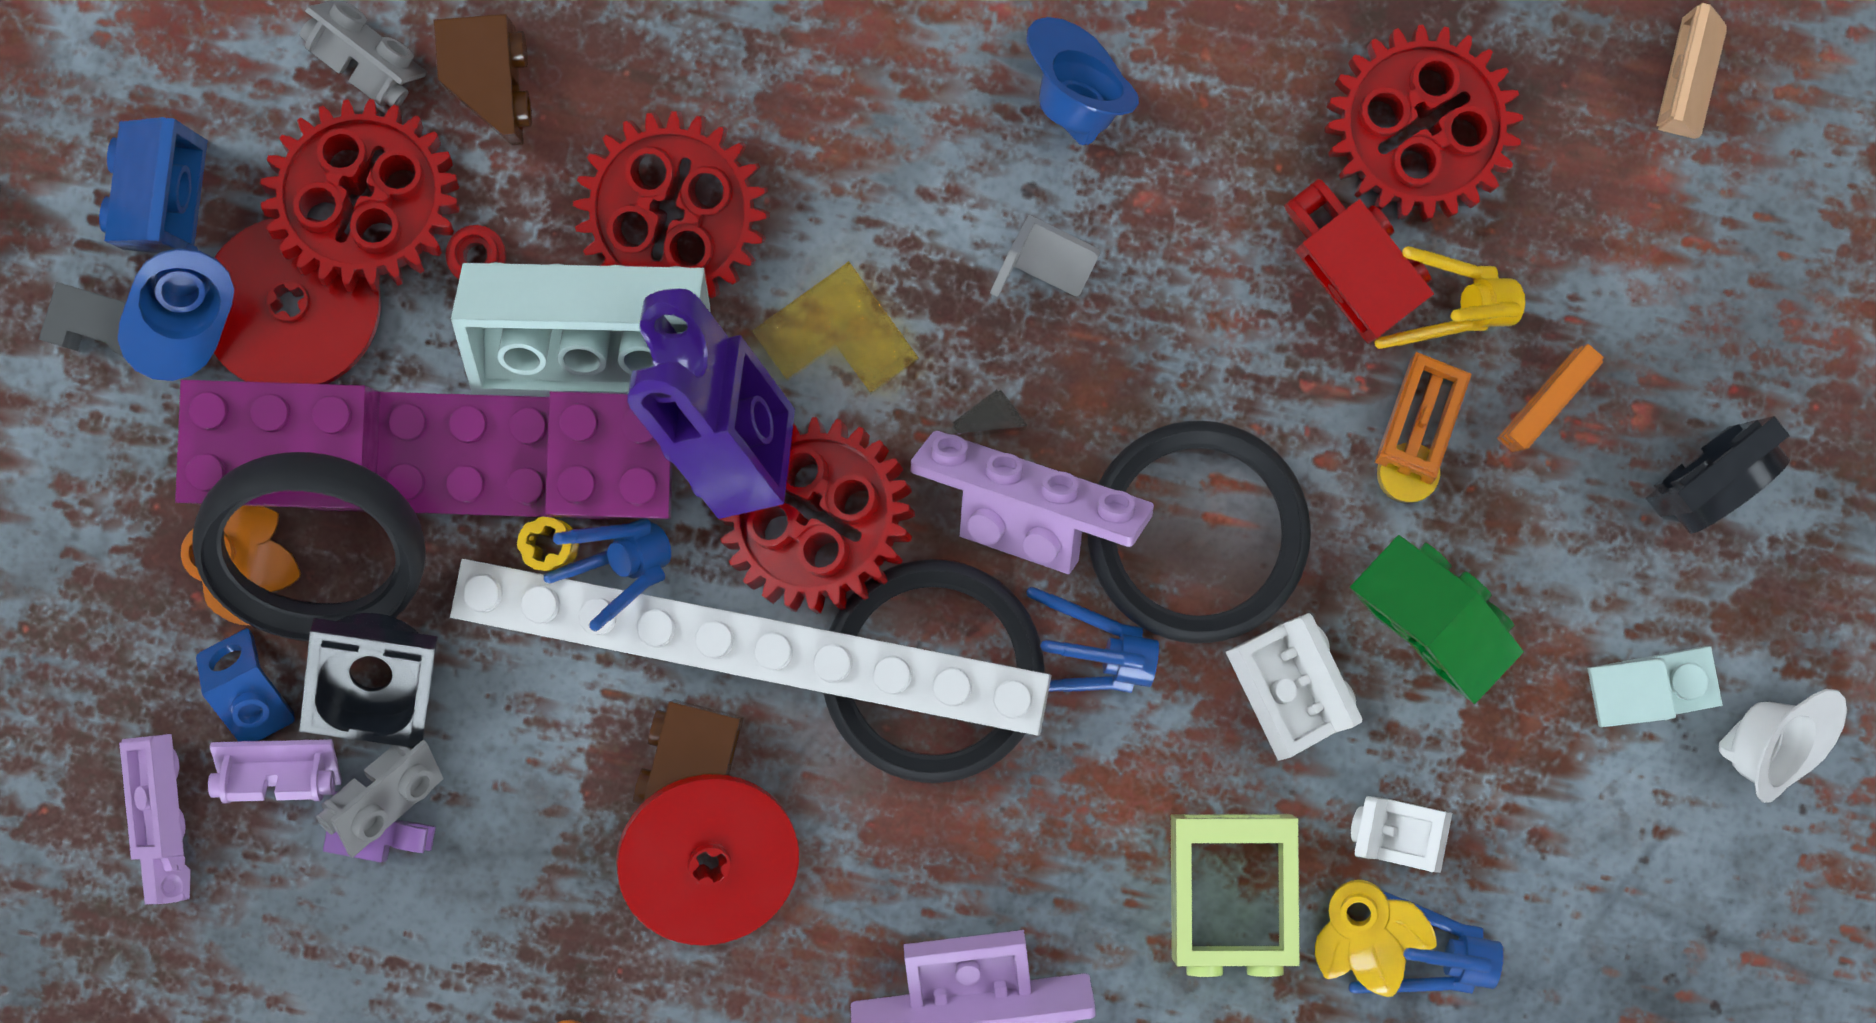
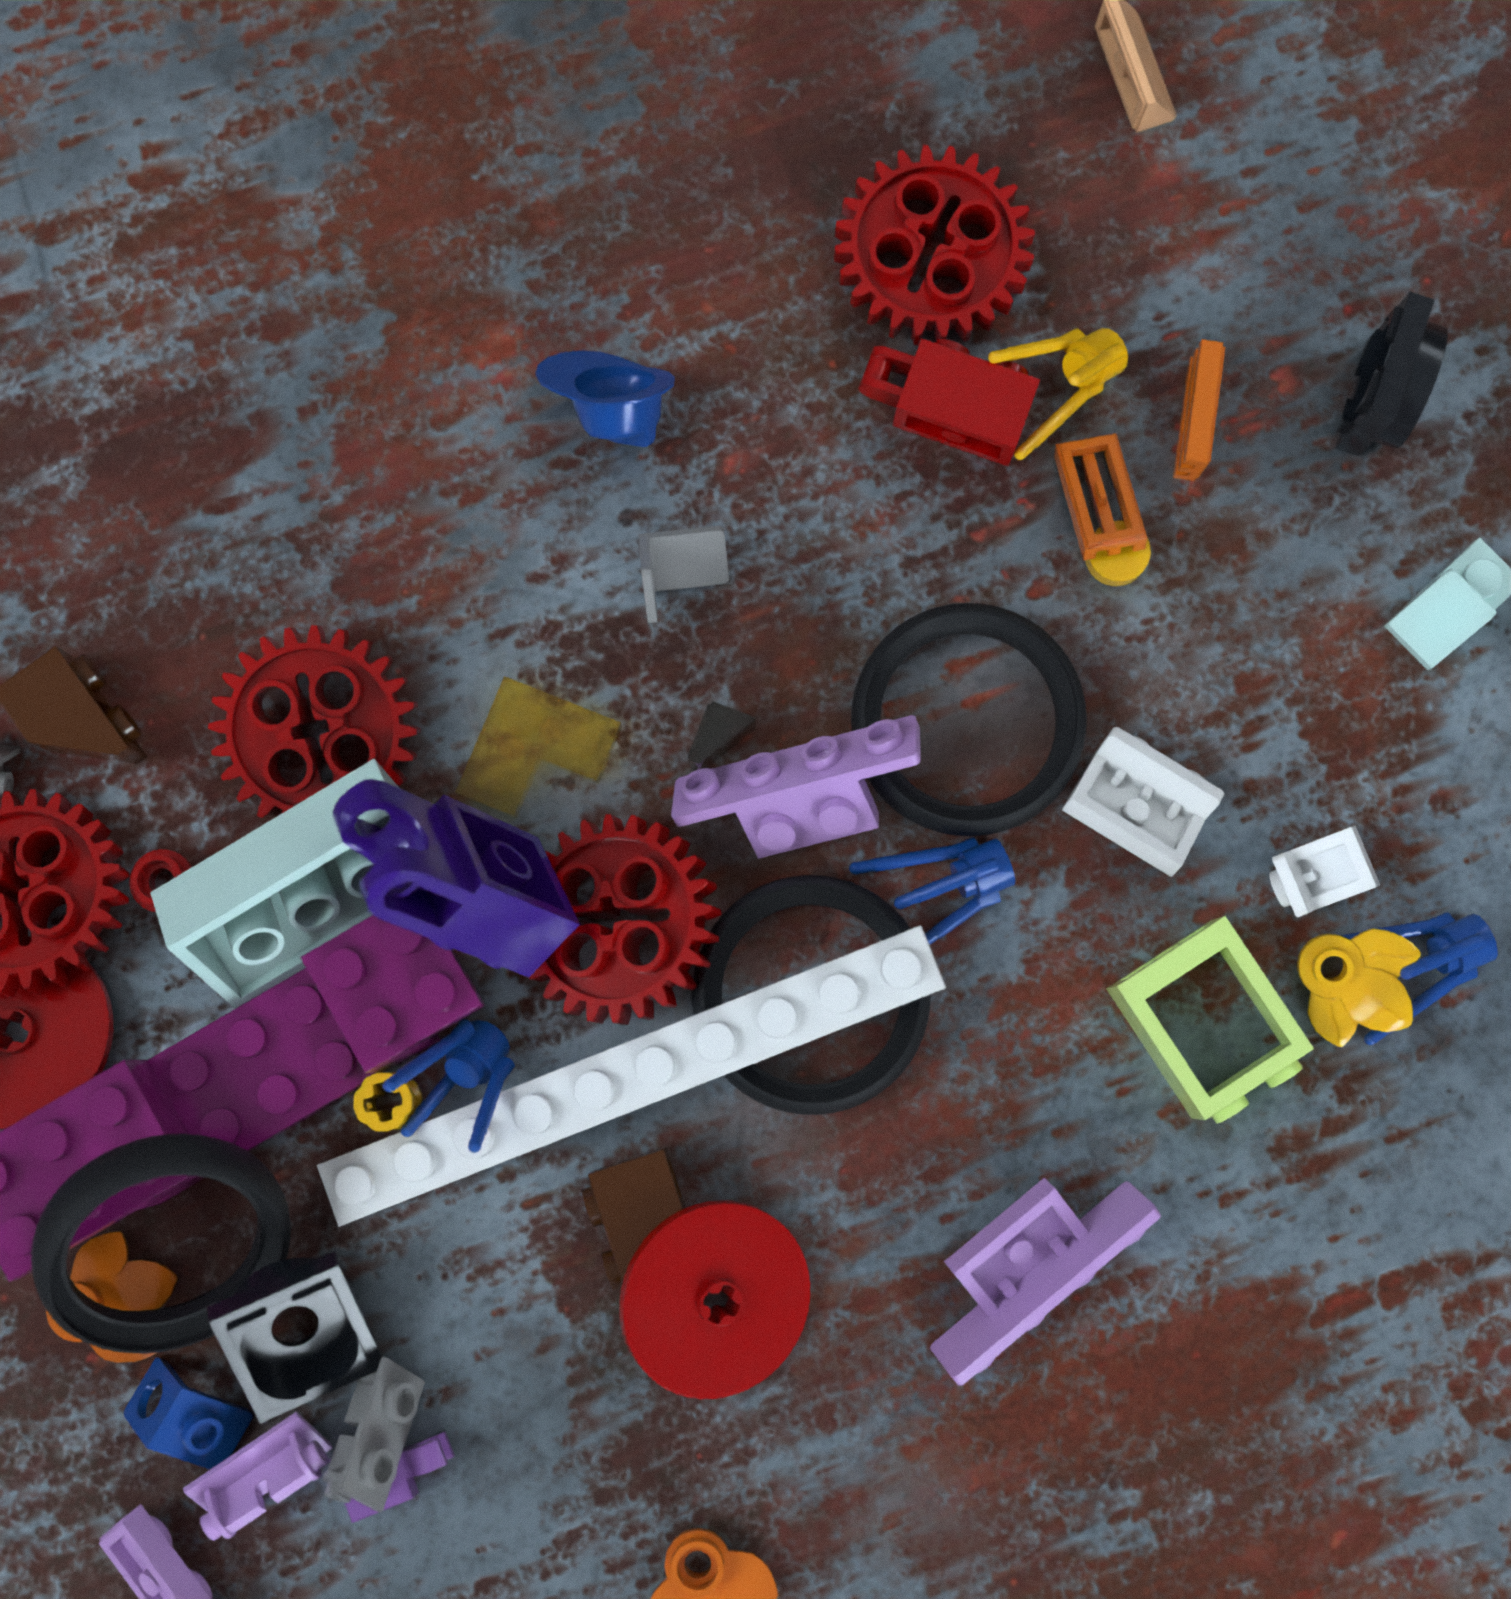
camera: 30 degrees left, 5 degrees down
(1440, 616) = (1231, 656): green brick -> none

